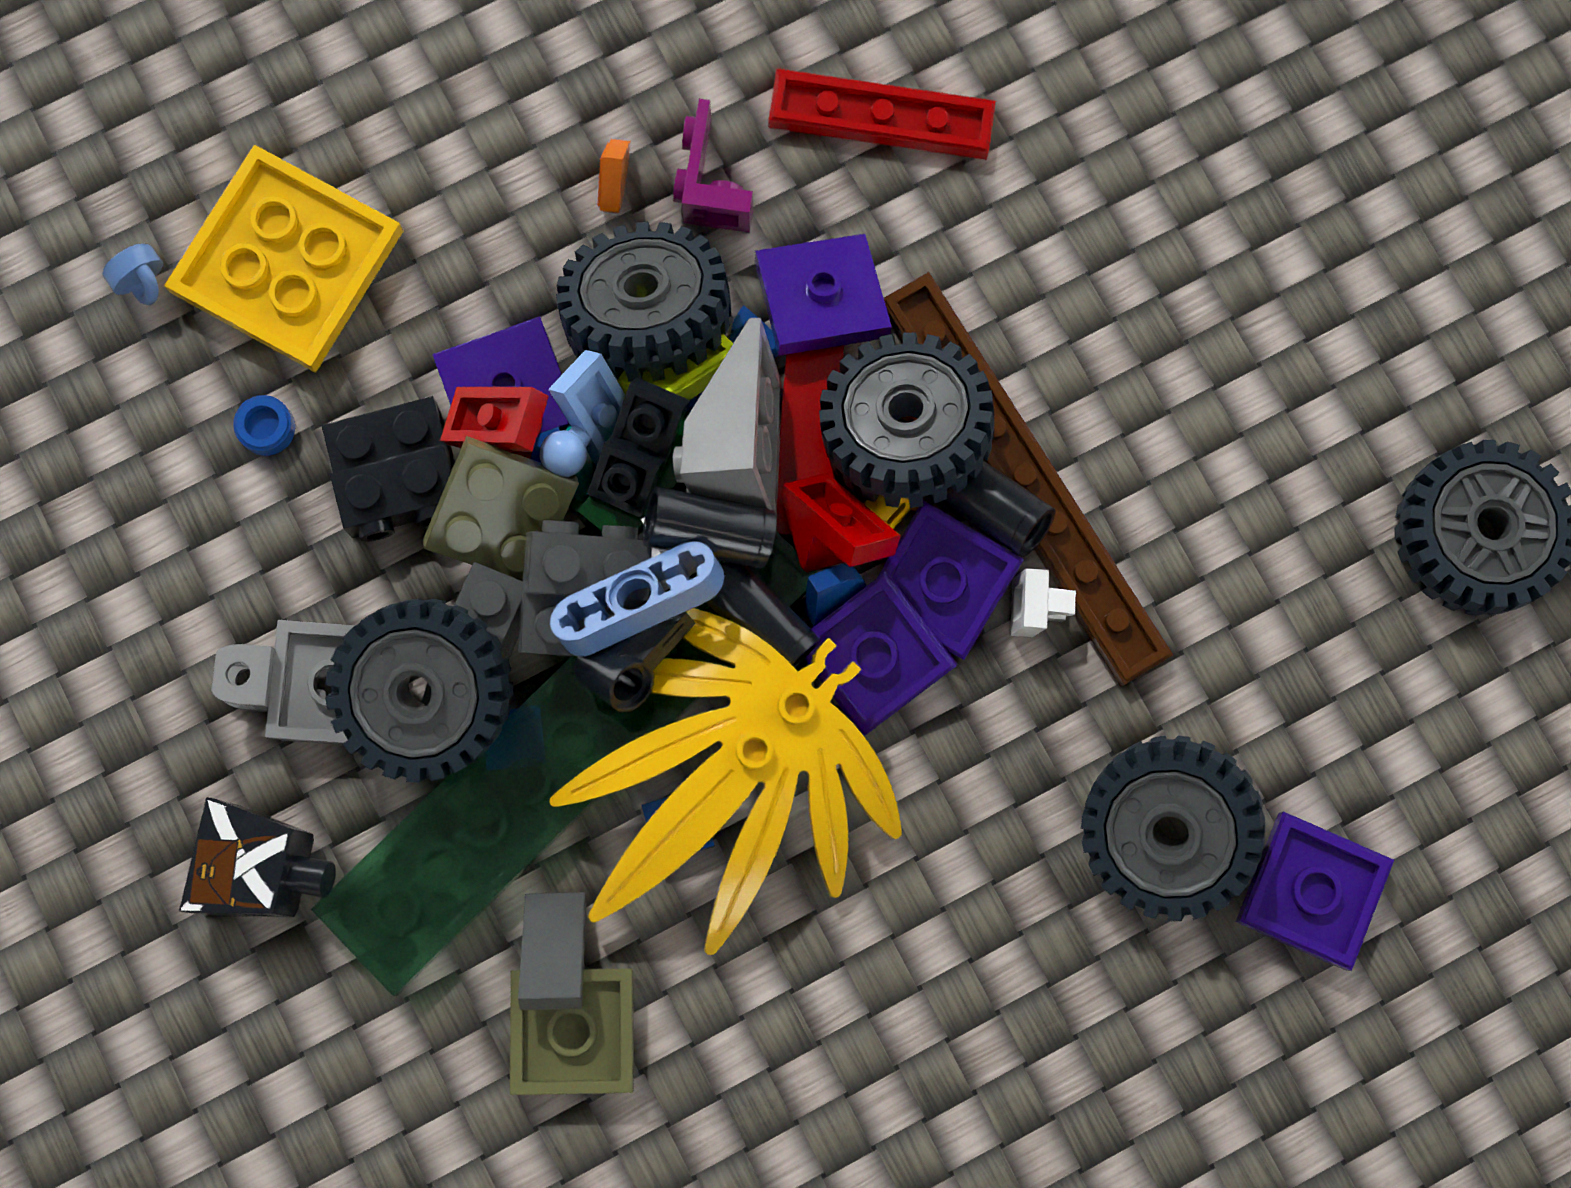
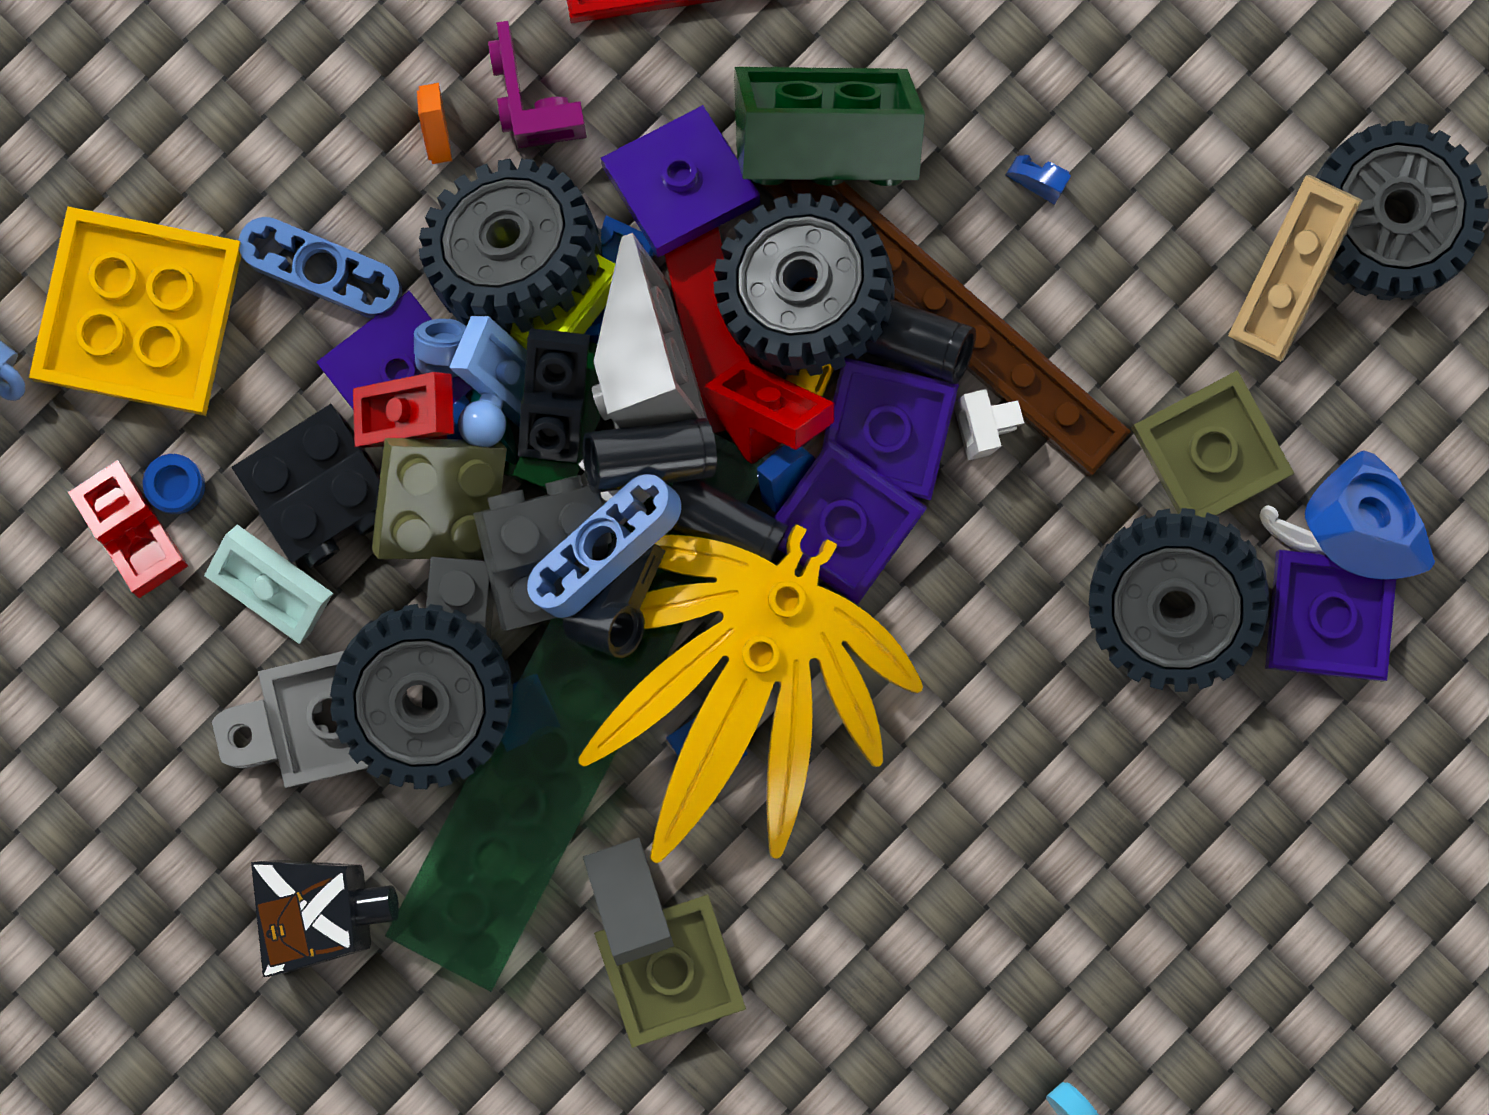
camera: 15 degrees left, 5 degrees up
(207, 453) = (128, 529): none -> slope
(317, 542) = (268, 584): none -> light aqua plate
(446, 235) = (287, 236): none -> medium blue beam
(544, 367) = (436, 345): none -> medium blue tile
(975, 285) = (827, 125): none -> dark green slope
(1160, 399) = (1044, 181): none -> blue tile
(1247, 695) = (1213, 448): none -> olive plate
(1371, 810) = (1360, 522): none -> blue hat
(1376, 549) = (1295, 267): none -> tan tile

